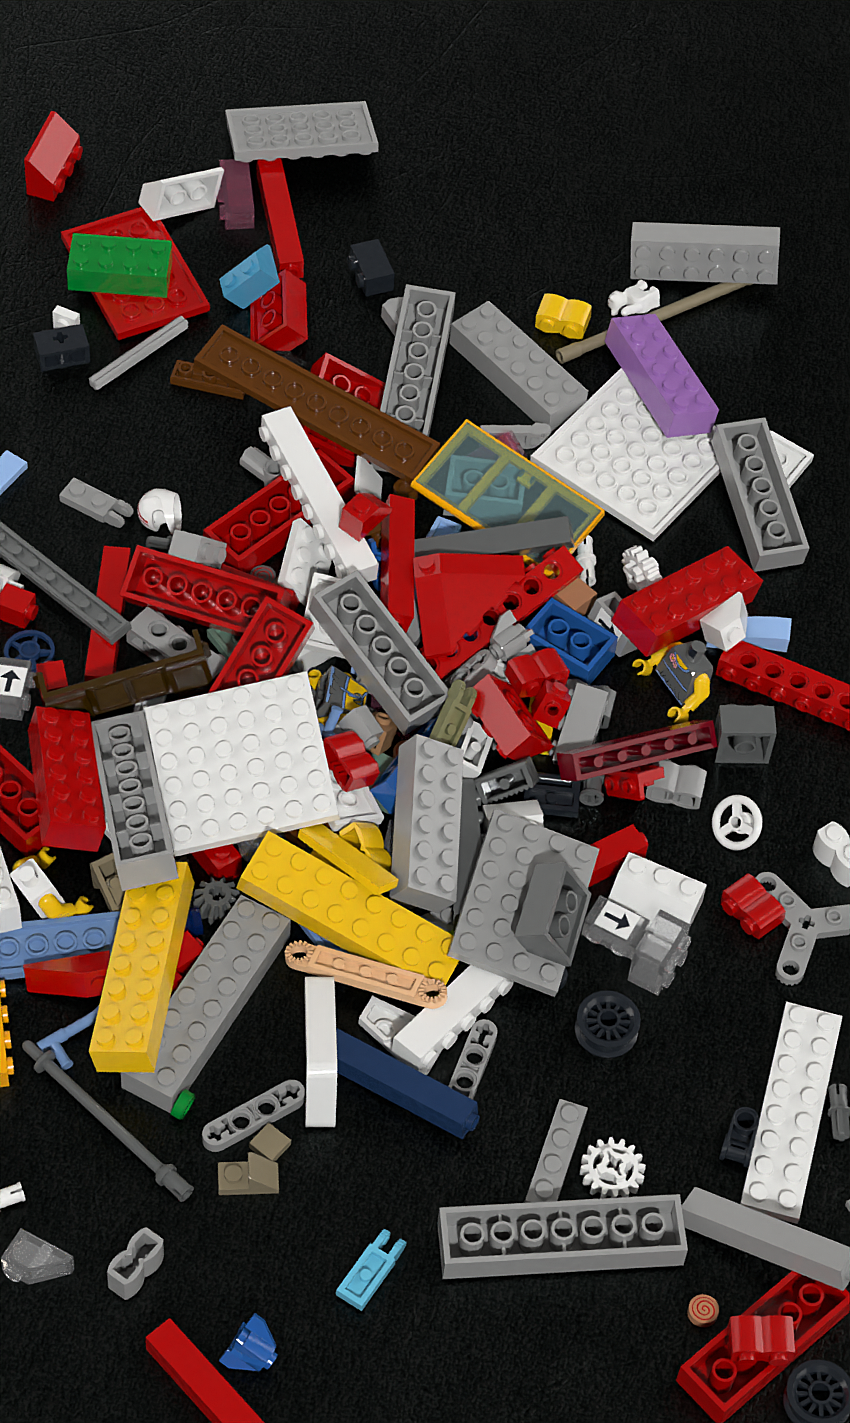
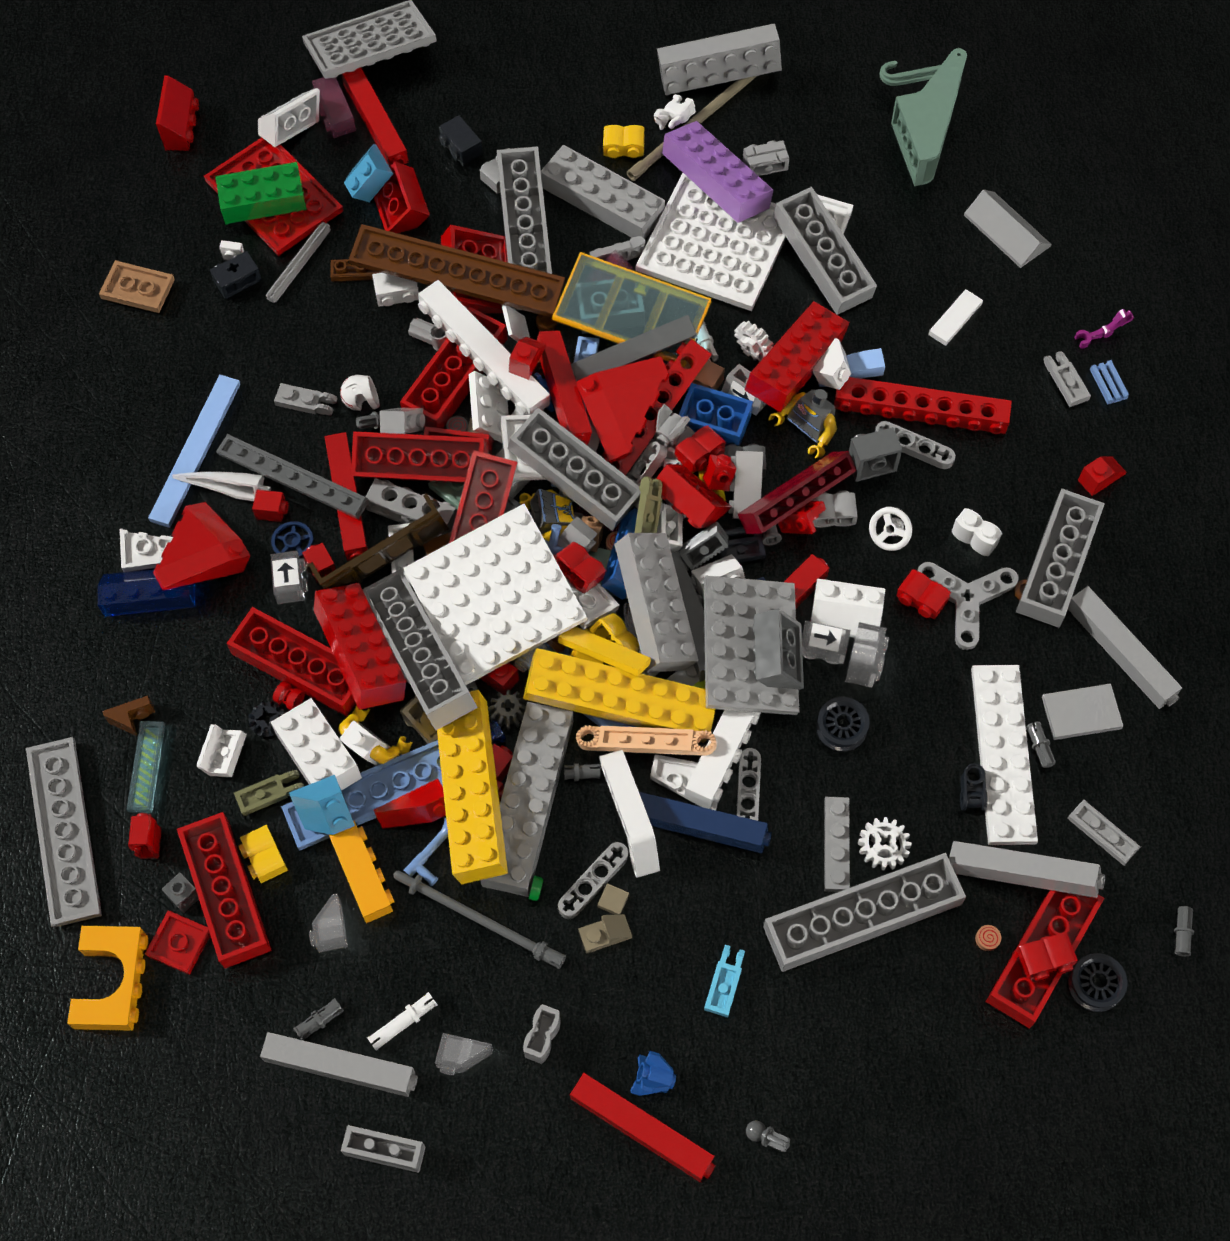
camera: 10 degrees left, 10 degrees up
(238, 409) = (394, 289): none -> white brick
(276, 991) = (581, 771): none -> dark grey pin
(726, 377) = (766, 157): none -> light grey brick
(802, 736) = (916, 441): none -> light grey beam

